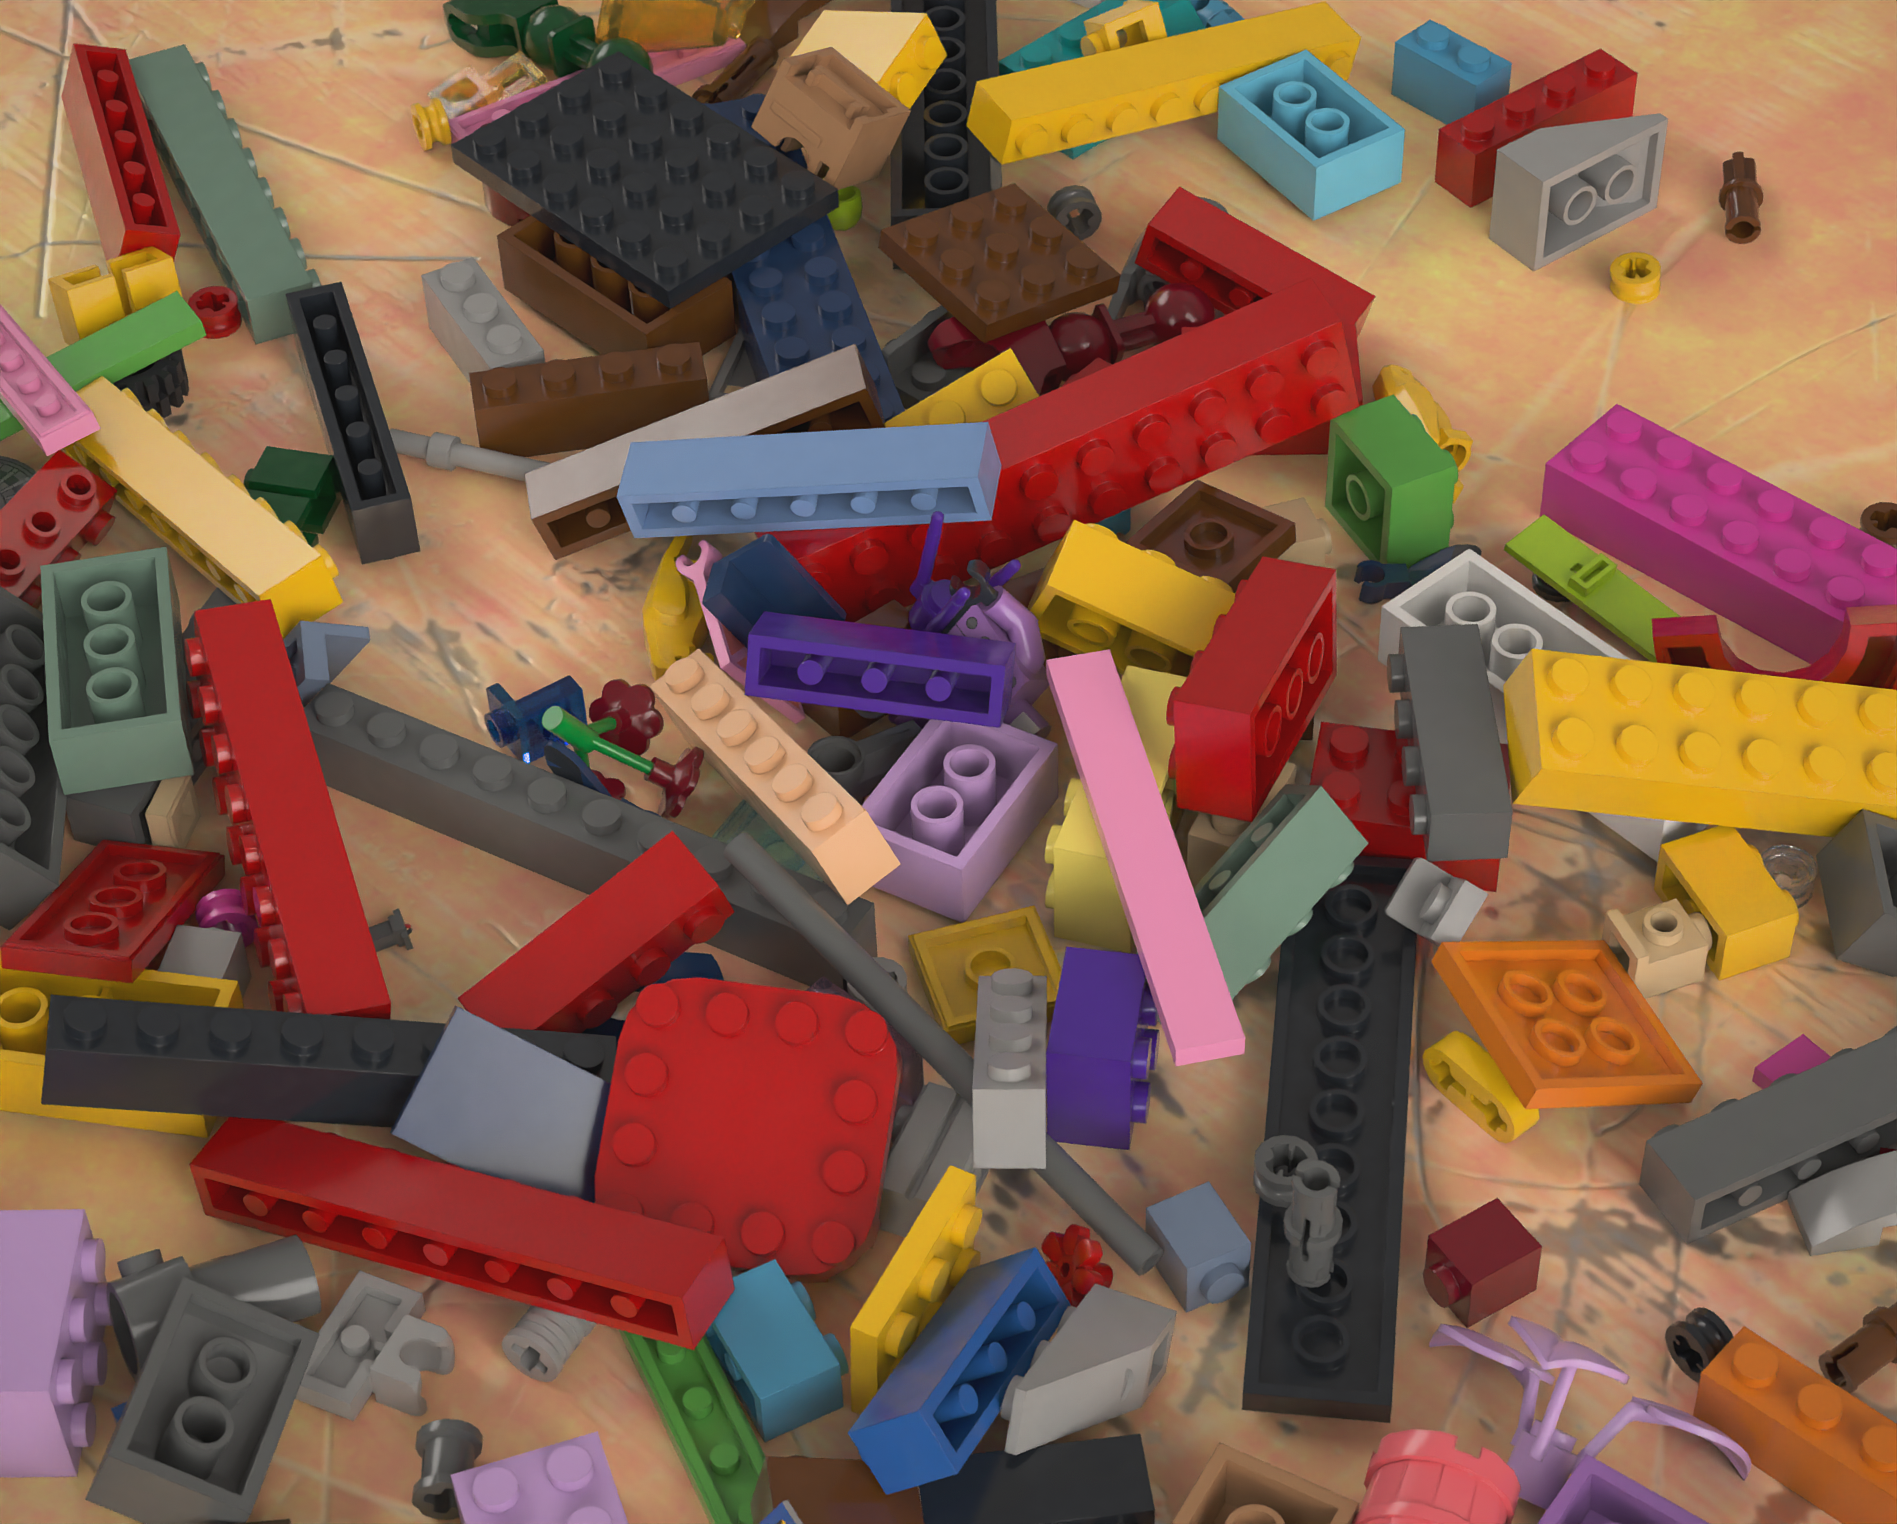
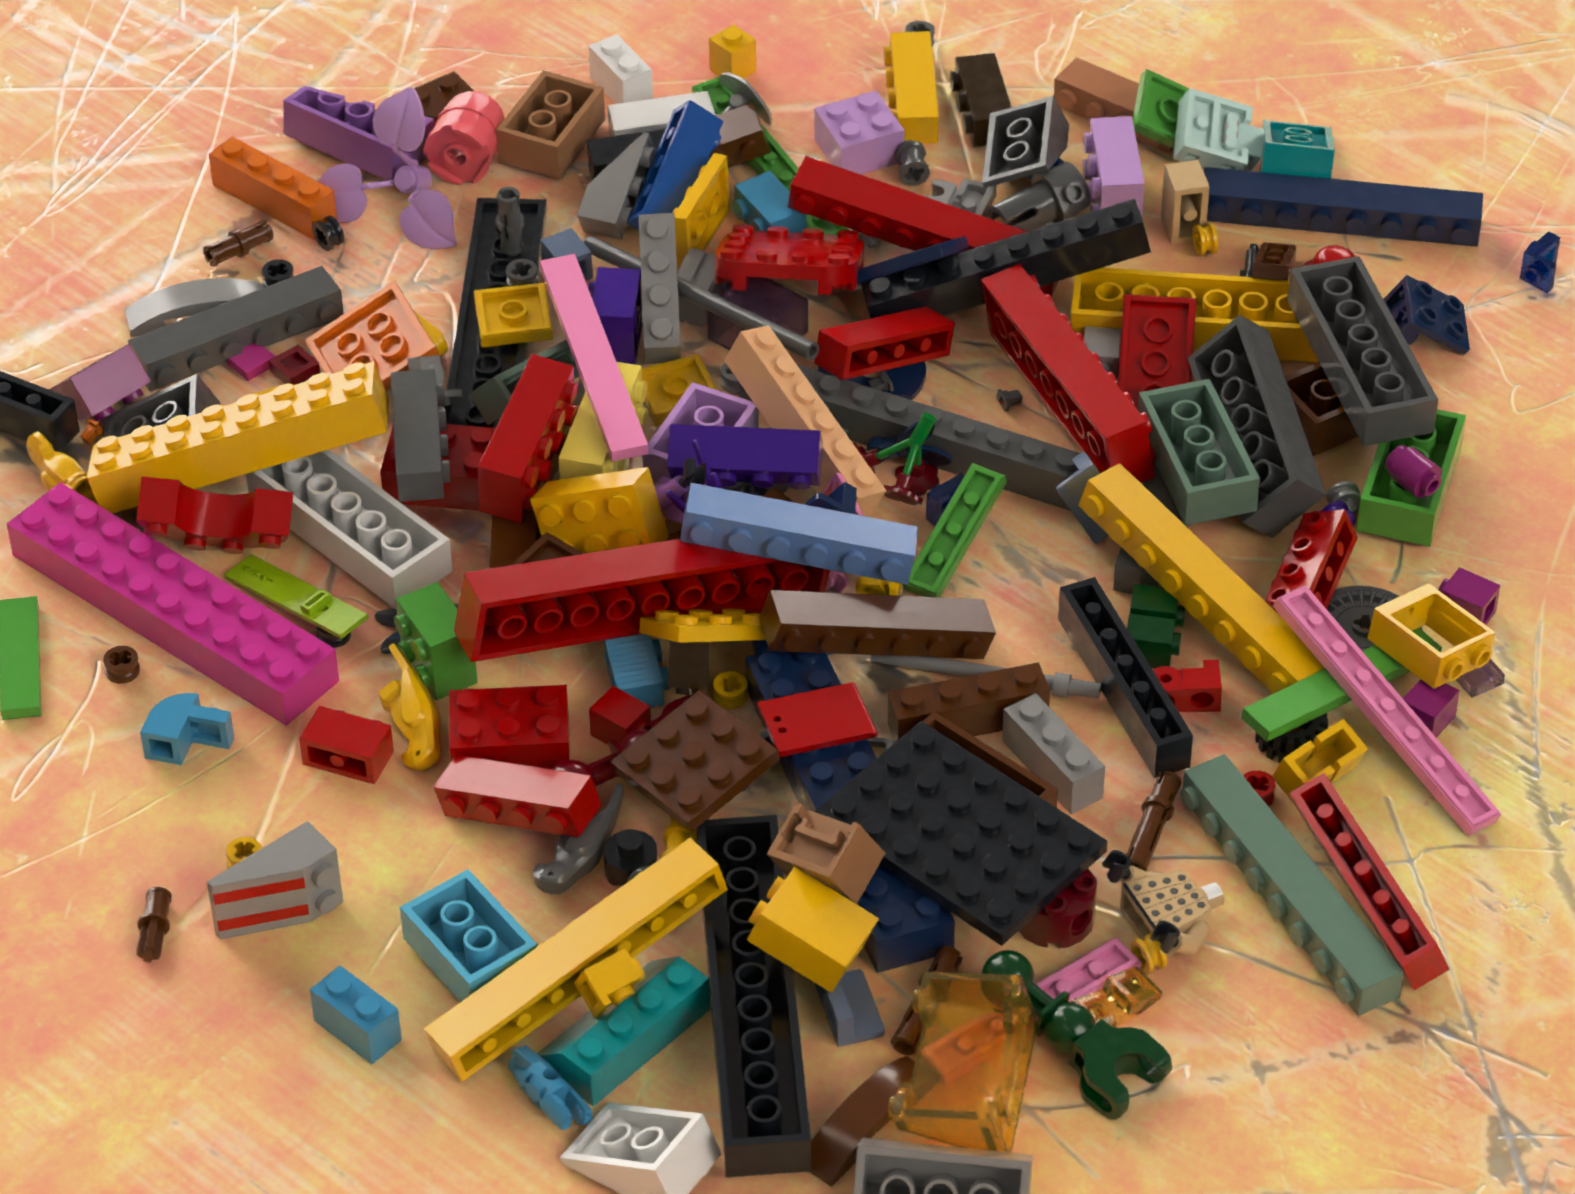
camera: 175 degrees right, 0 degrees up
(248, 422) = (1193, 687): none -> red leg
(365, 279) = (1156, 811): none -> reddish brown pin
(391, 154) = (1164, 904): none -> tan torso
(546, 645) = (955, 531): none -> bright green tile
(817, 317) = (816, 719): none -> red container
(1076, 1262) = (625, 242): red plant -> none
(1103, 231) = (626, 853): none -> black piece
(1302, 1086) = (513, 315): none -> yellow tile
(1481, 1263) = (428, 258): dark red brick -> none
(1511, 389) = (346, 744): none -> red brick
(1580, 92) = (291, 967): red brick -> none
(1713, 1033) = (294, 366): none -> dark red plate
(1763, 427) = (179, 723): none -> dark azure brick
(1800, 1275) = (276, 271): none -> black bush

